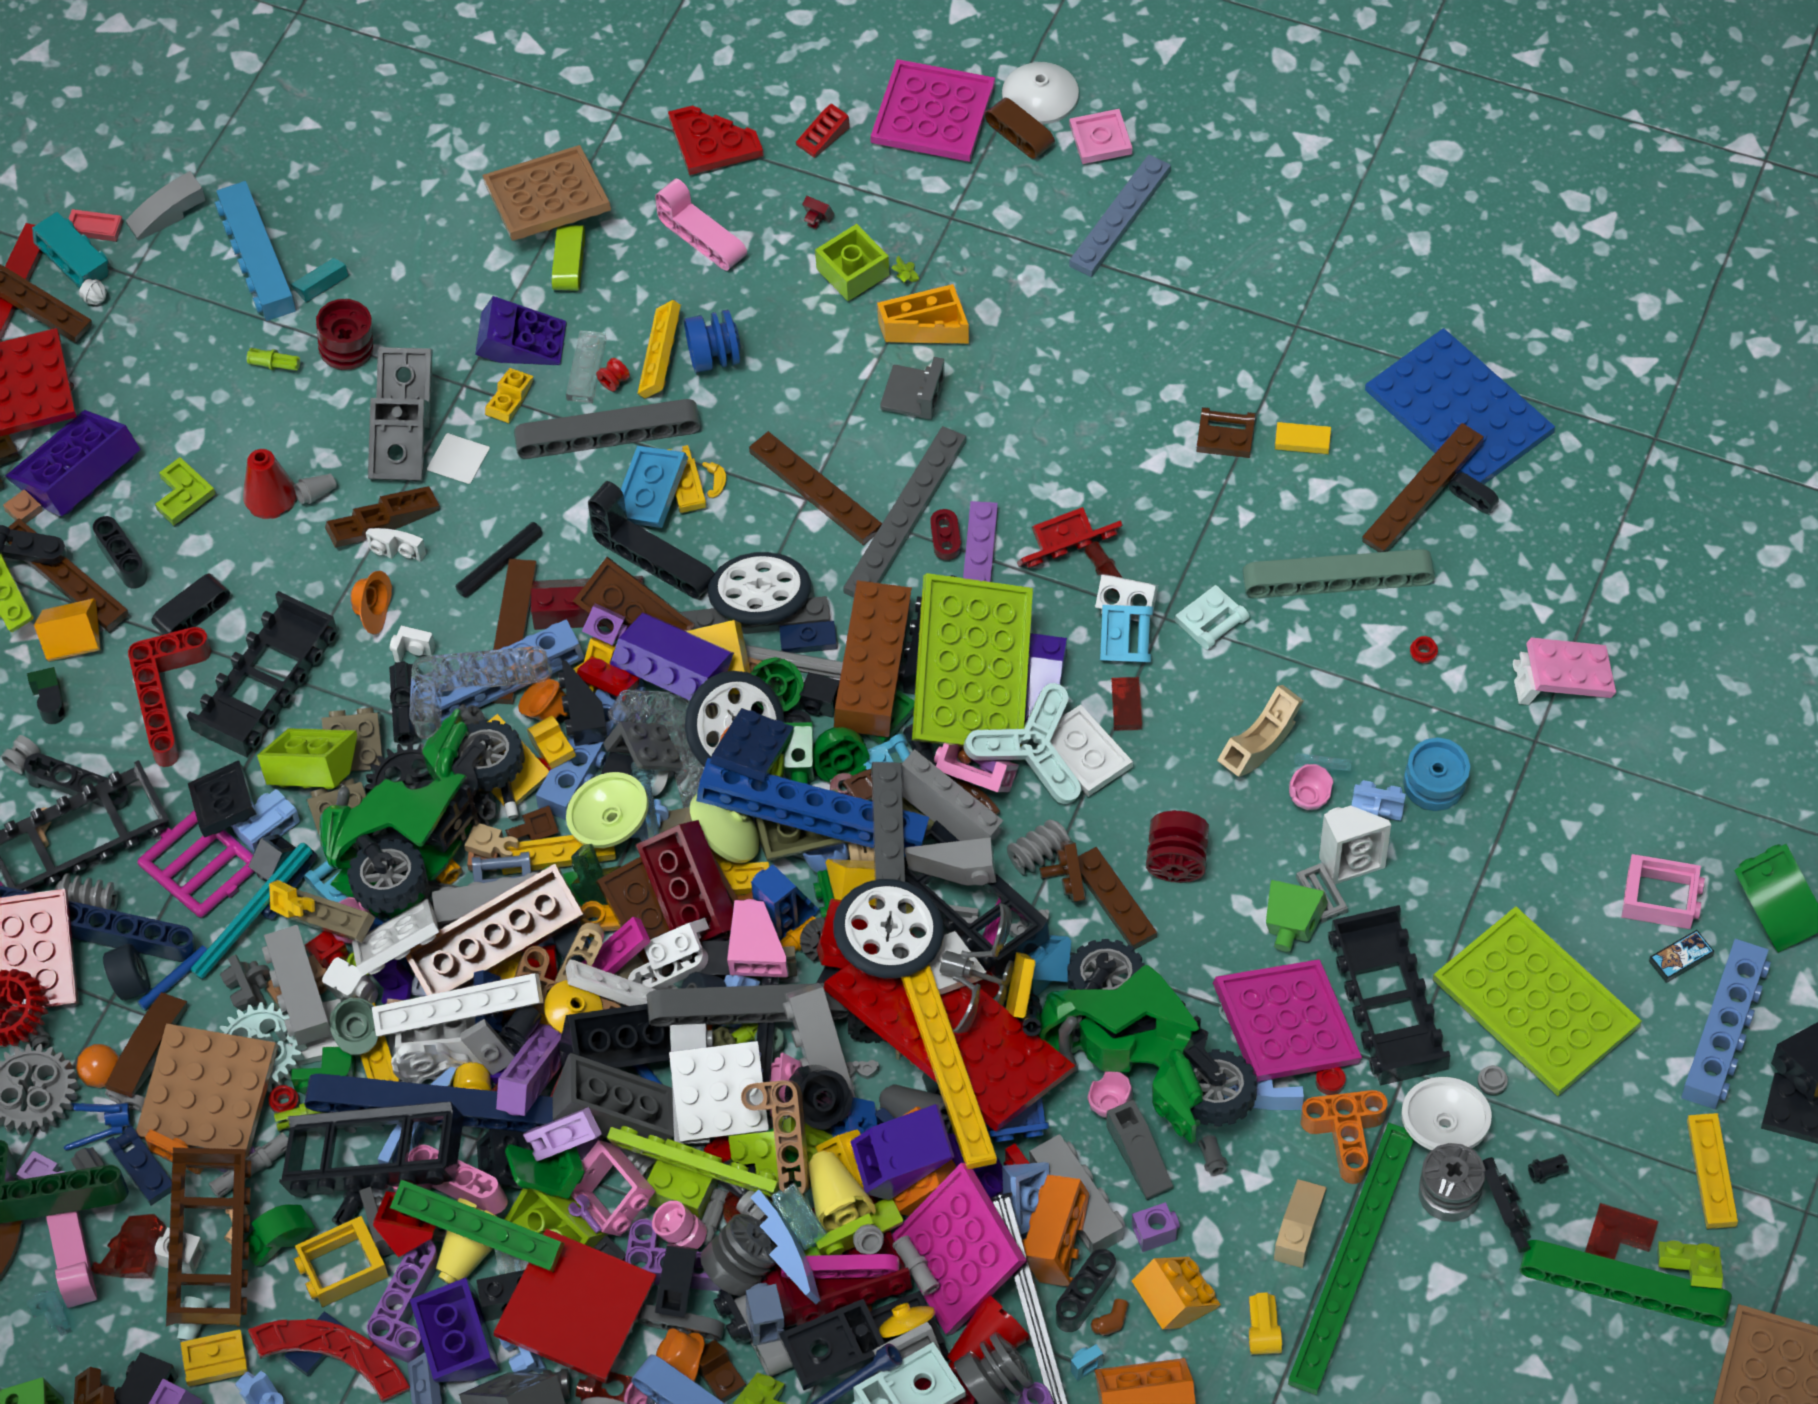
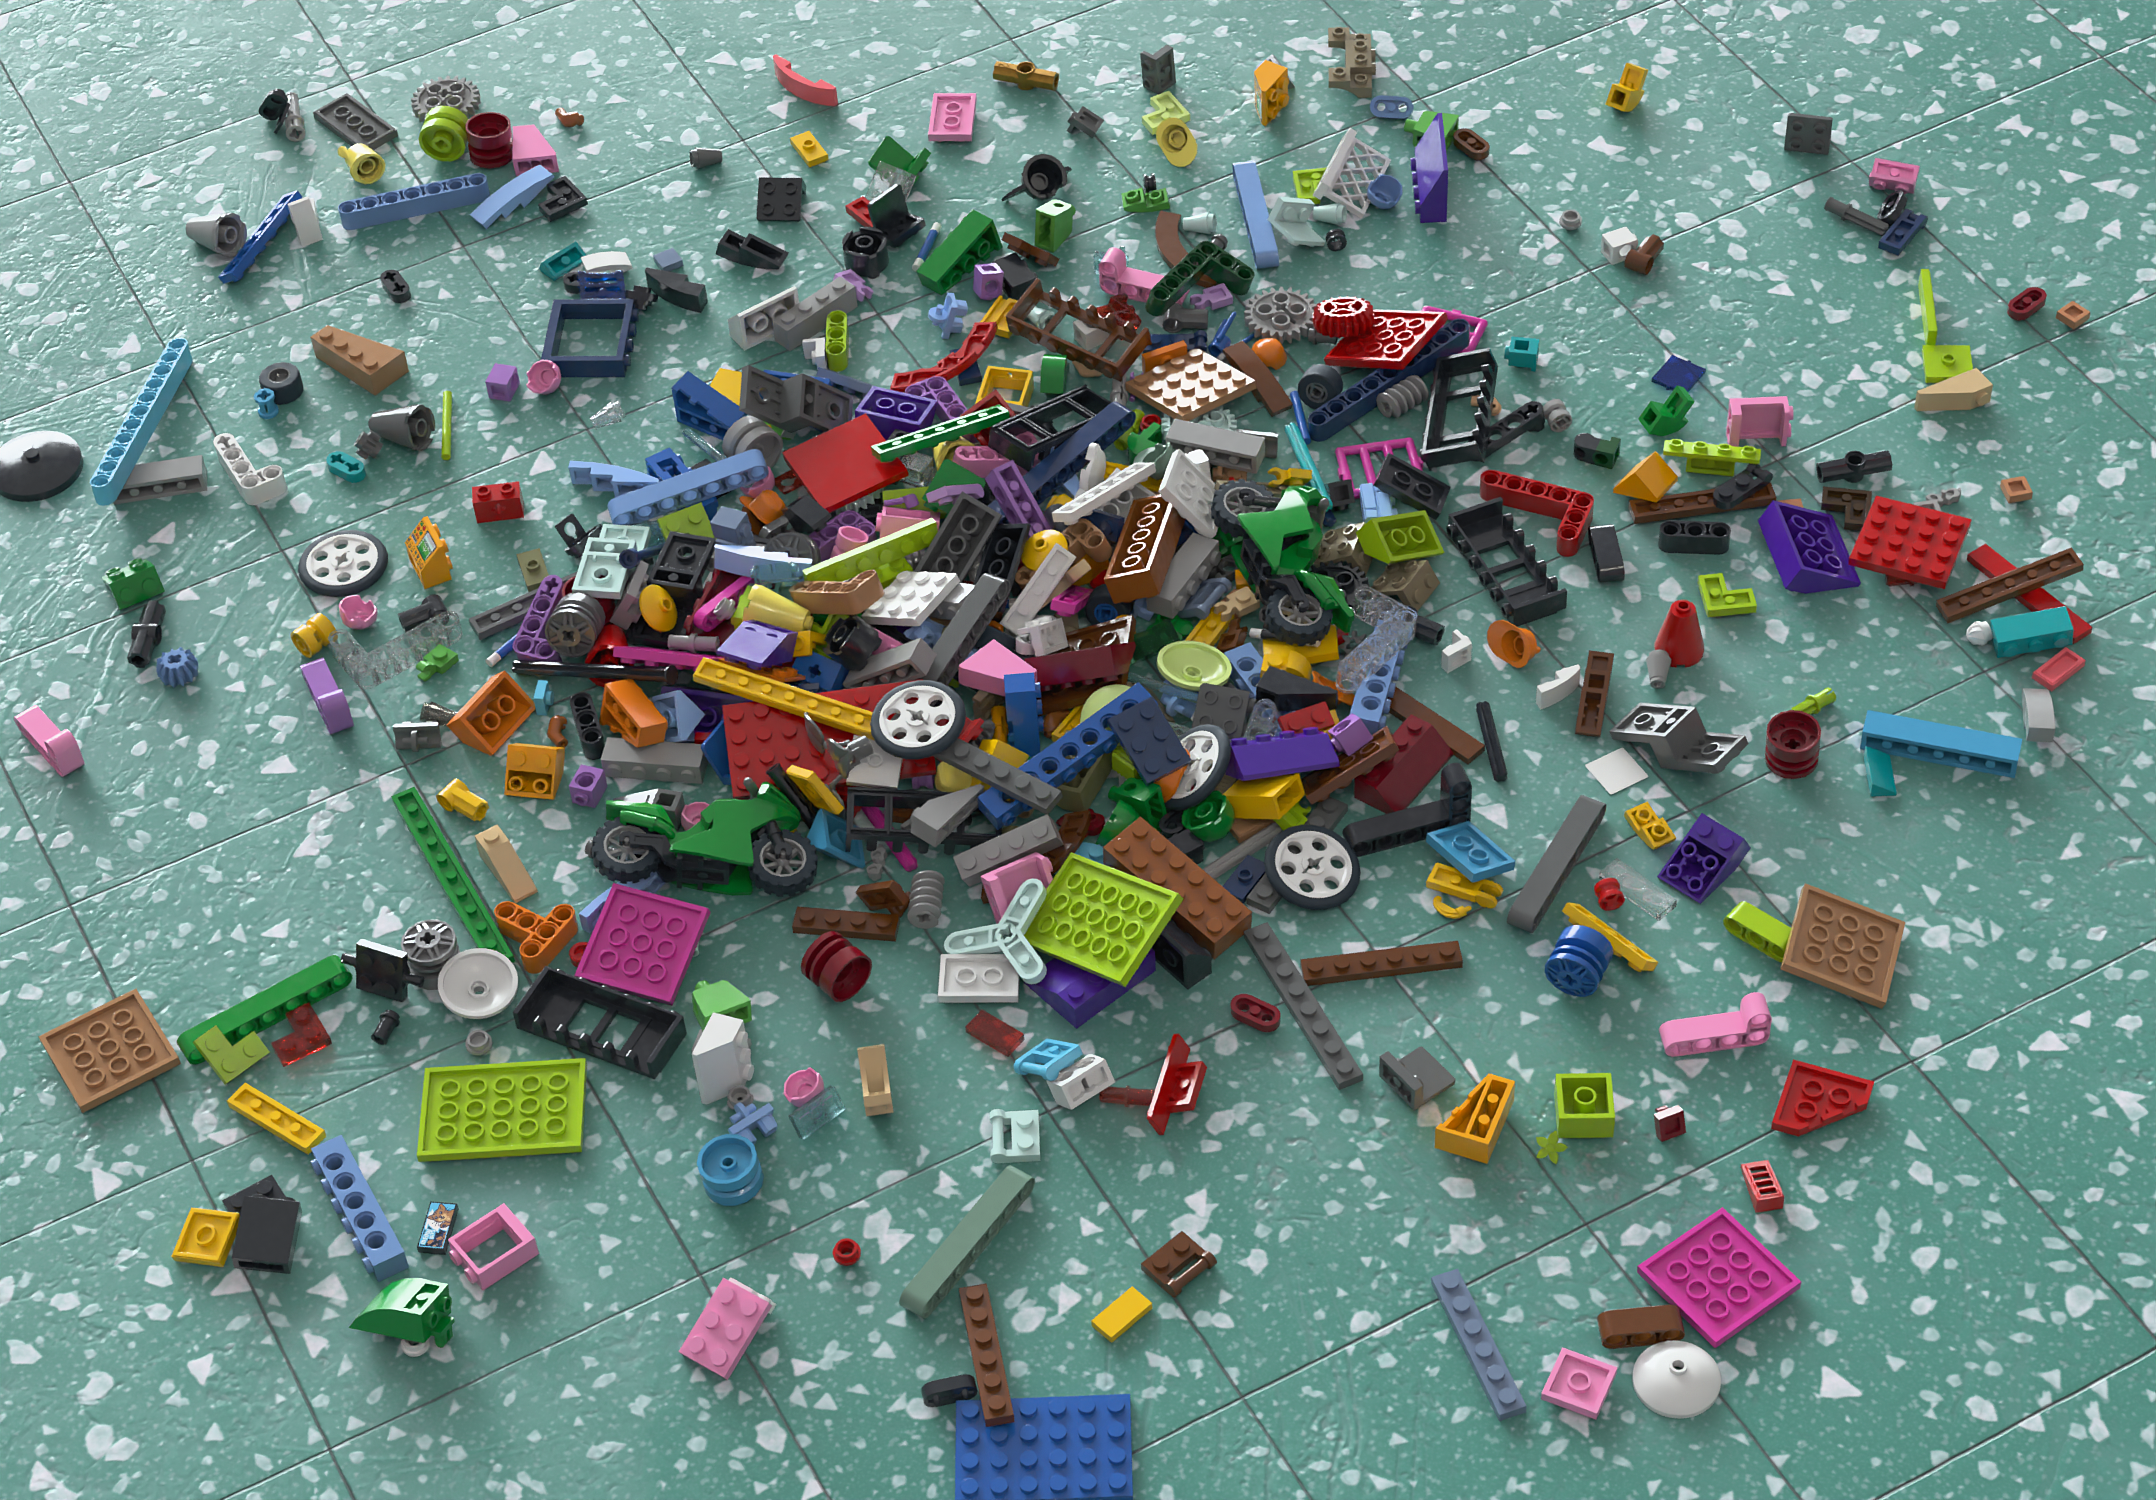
camera: 130 degrees right, 10 degrees down
(980, 541) = (1223, 1030): medium lavender plate -> none

